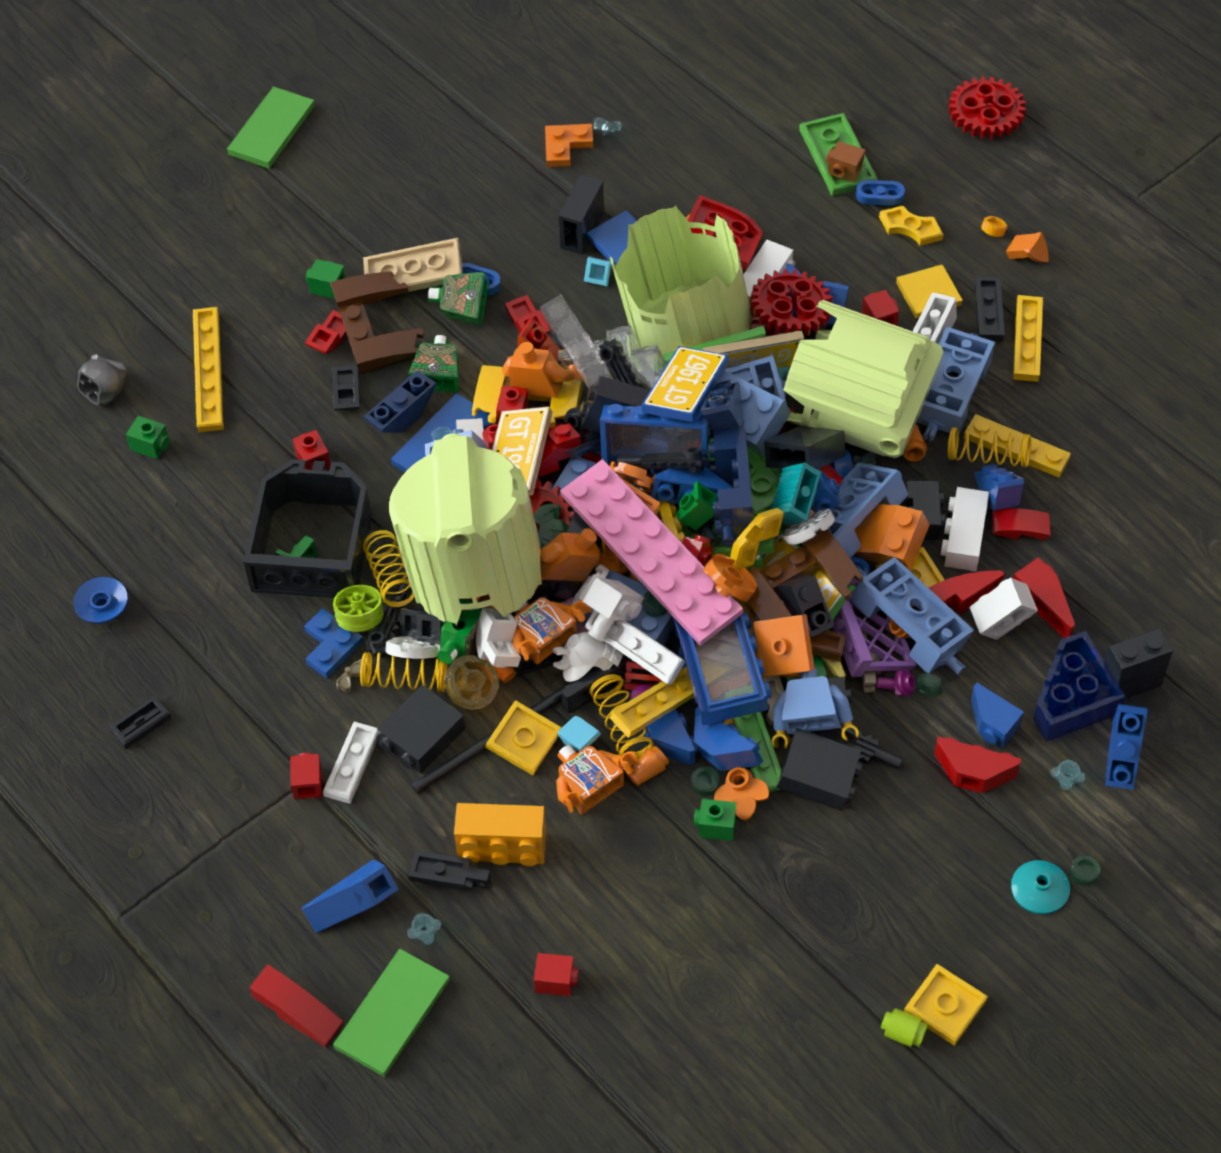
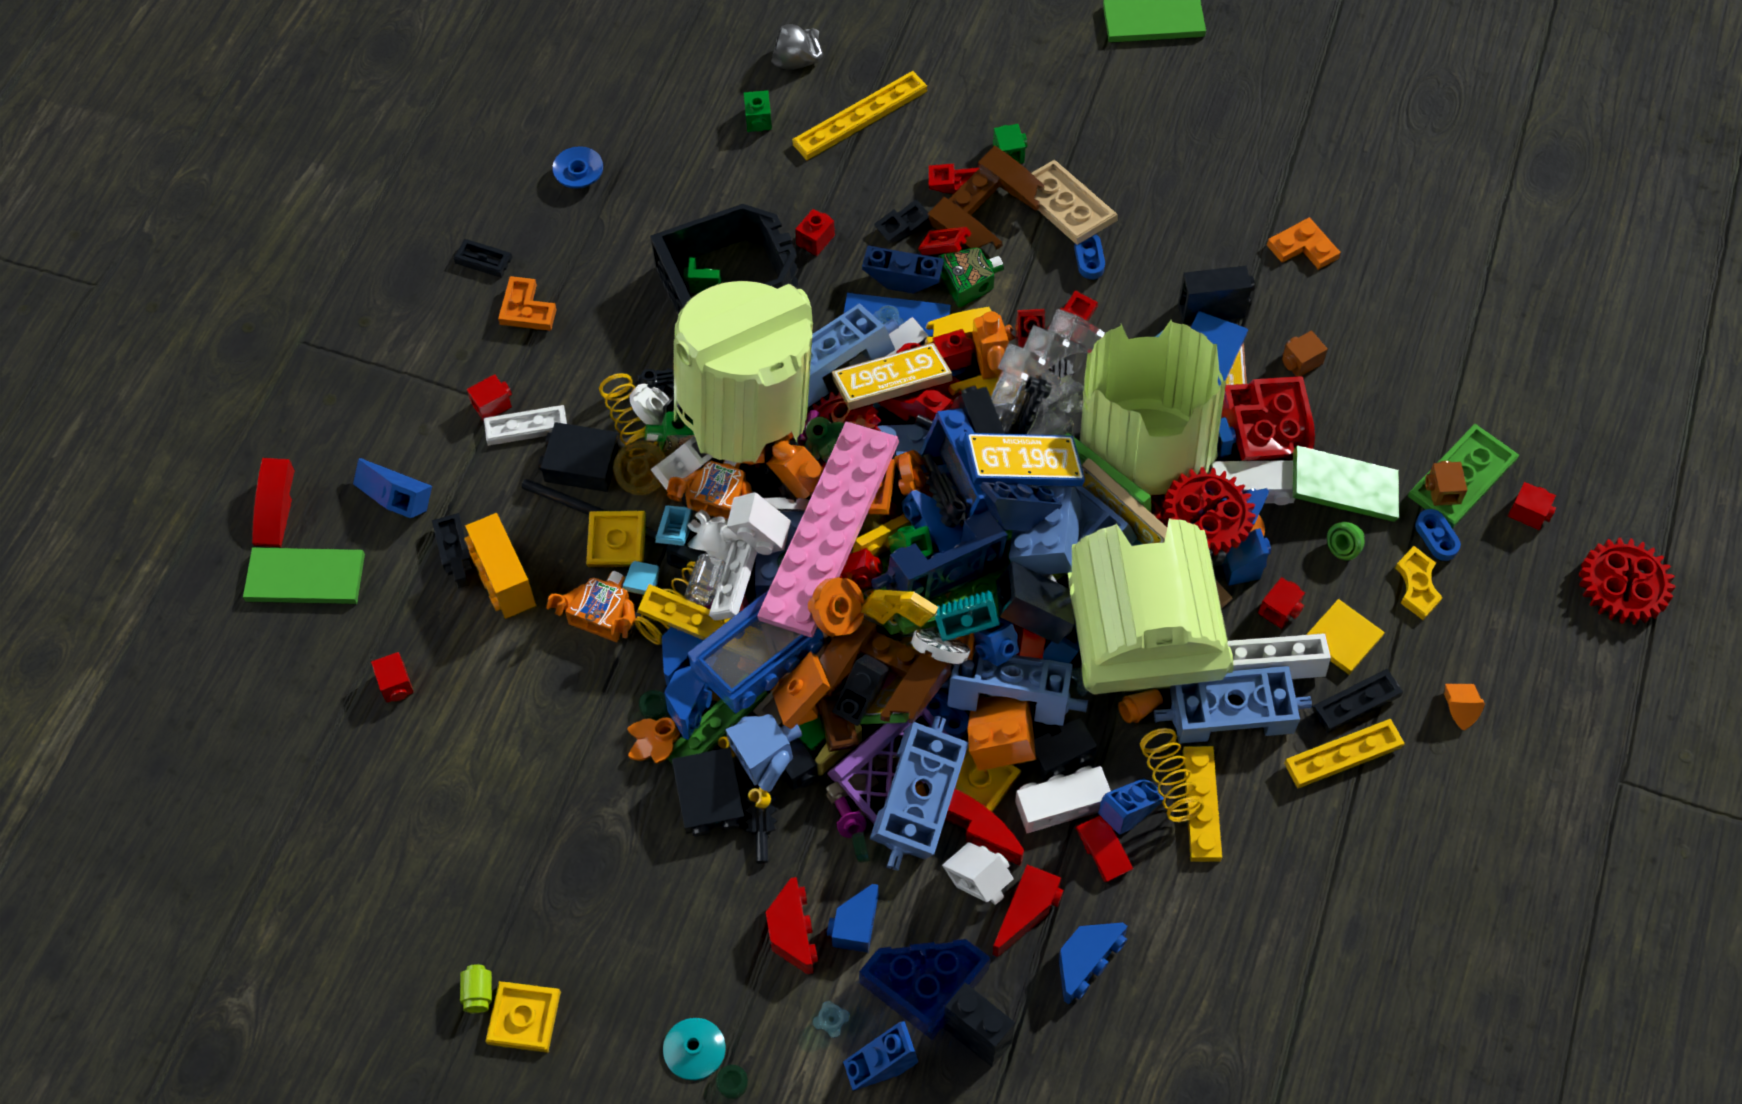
camera: 60 degrees right, 5 degrees up
(226, 713) = (520, 309): none -> orange plate
(335, 643) = (634, 354): blue plate -> none
(344, 682) = (599, 377): dark tan piece -> none
(358, 604) = (663, 357): lime wheel -> none
(396, 367) = (944, 241): none -> red tile
(424, 920) = (389, 552): clear light blue plate -> none
(462, 297) = (1055, 254): torso -> none
(546, 683) = (674, 525): none -> medium azure slope
(601, 124) = (1347, 265): clear light blue piece -> none
(633, 670) = (705, 580): none -> clear brick
(652, 763) = (641, 650): orange cone -> none
(669, 190) = (1304, 353): none -> dark orange brick
(716, 819) = (612, 731): green brick -> none
(804, 221) = (1345, 483): none -> tile
(853, 247) = (1345, 540): none -> bright green brick
(892, 127) = (1533, 506): none -> red brick
(994, 226) = (1470, 658): light orange tile -> none
(1108, 578) = (1086, 955): none -> blue slope

